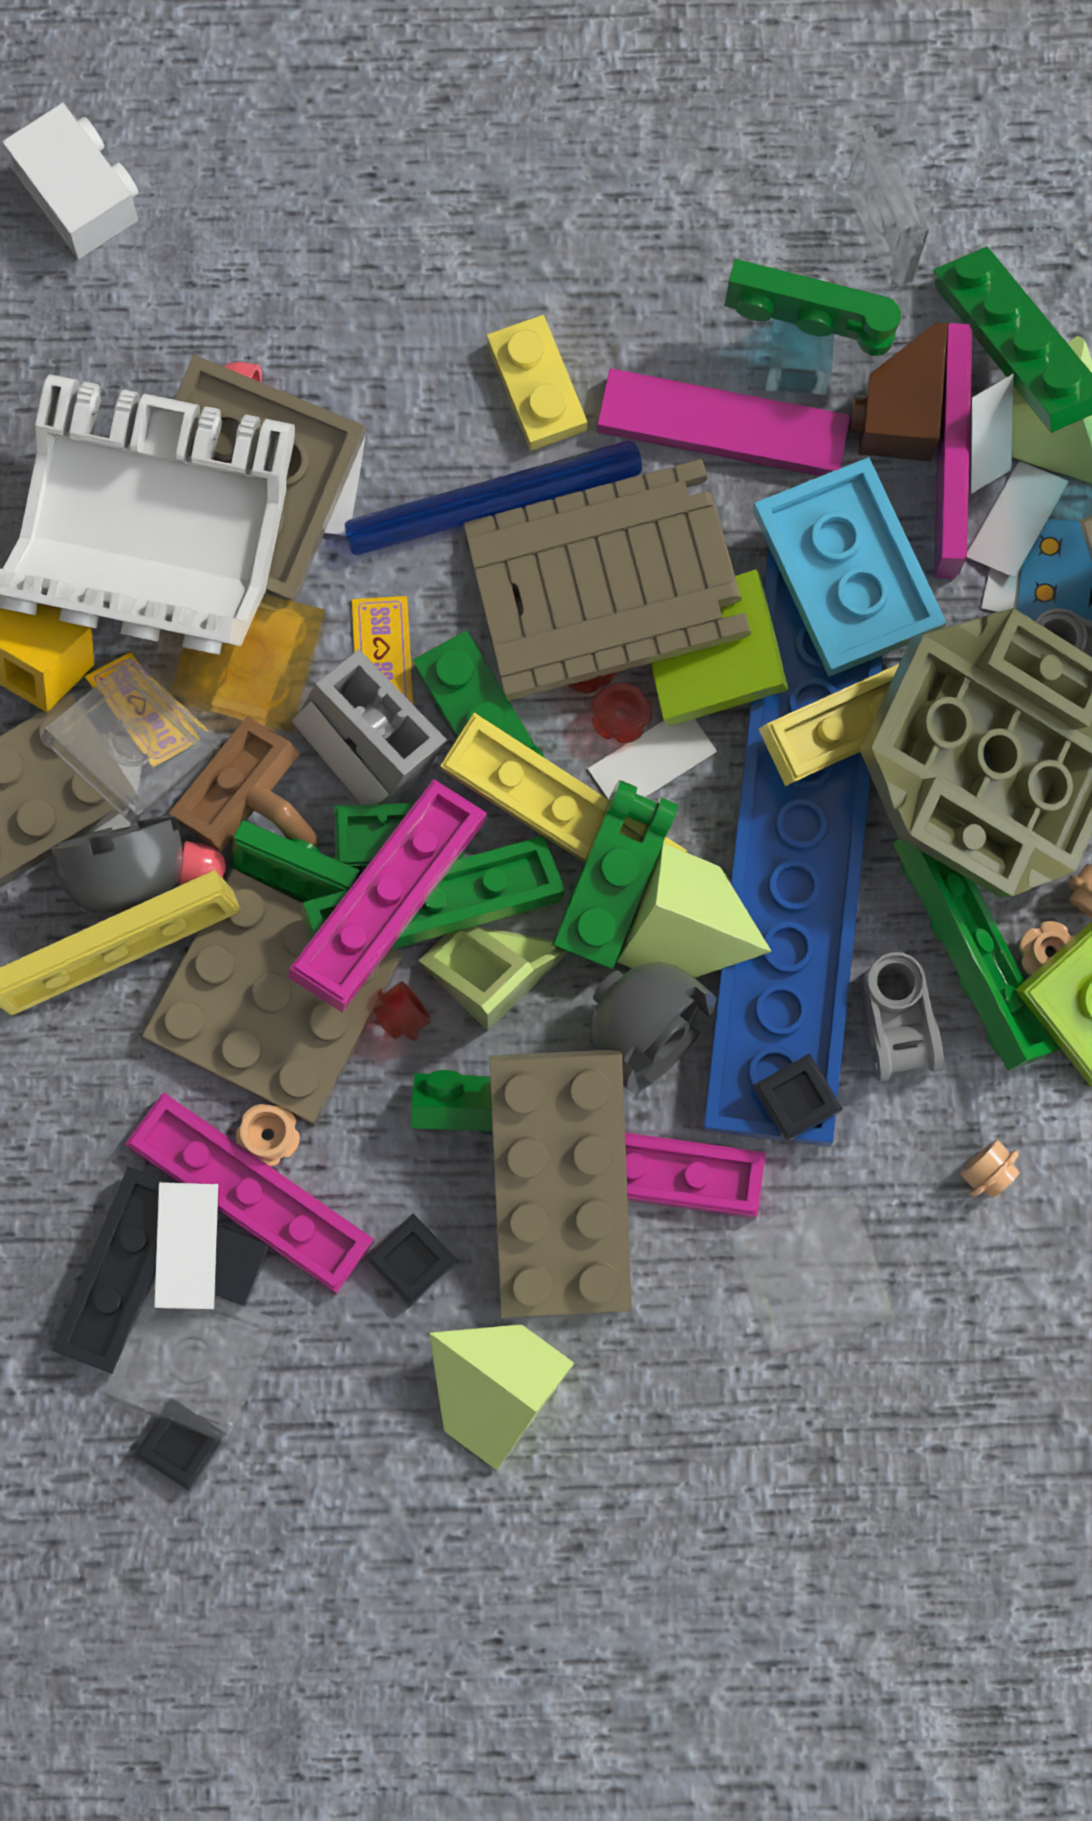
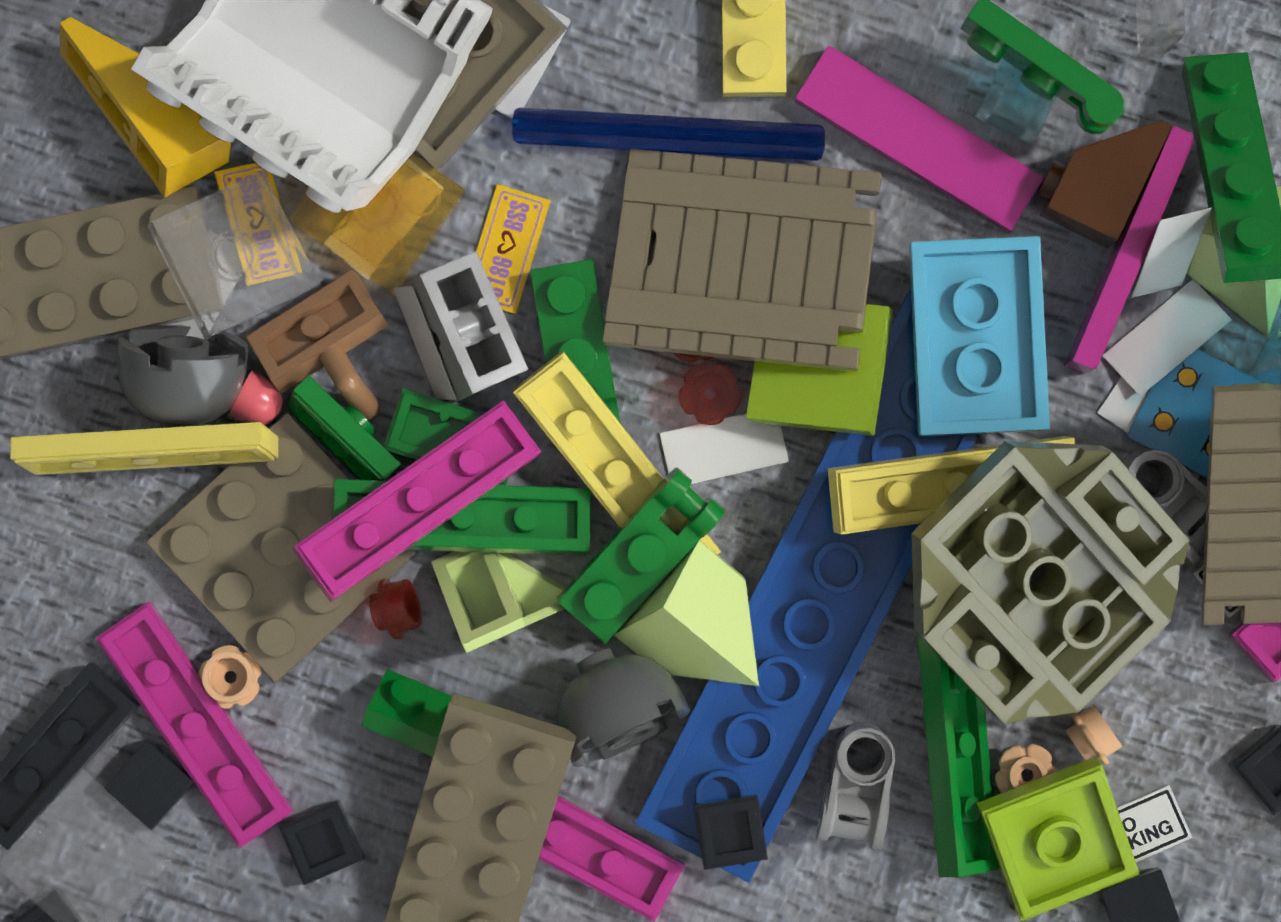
camera: 25 degrees right, 10 degrees up
(186, 1246) = (116, 757): white sticker -> none

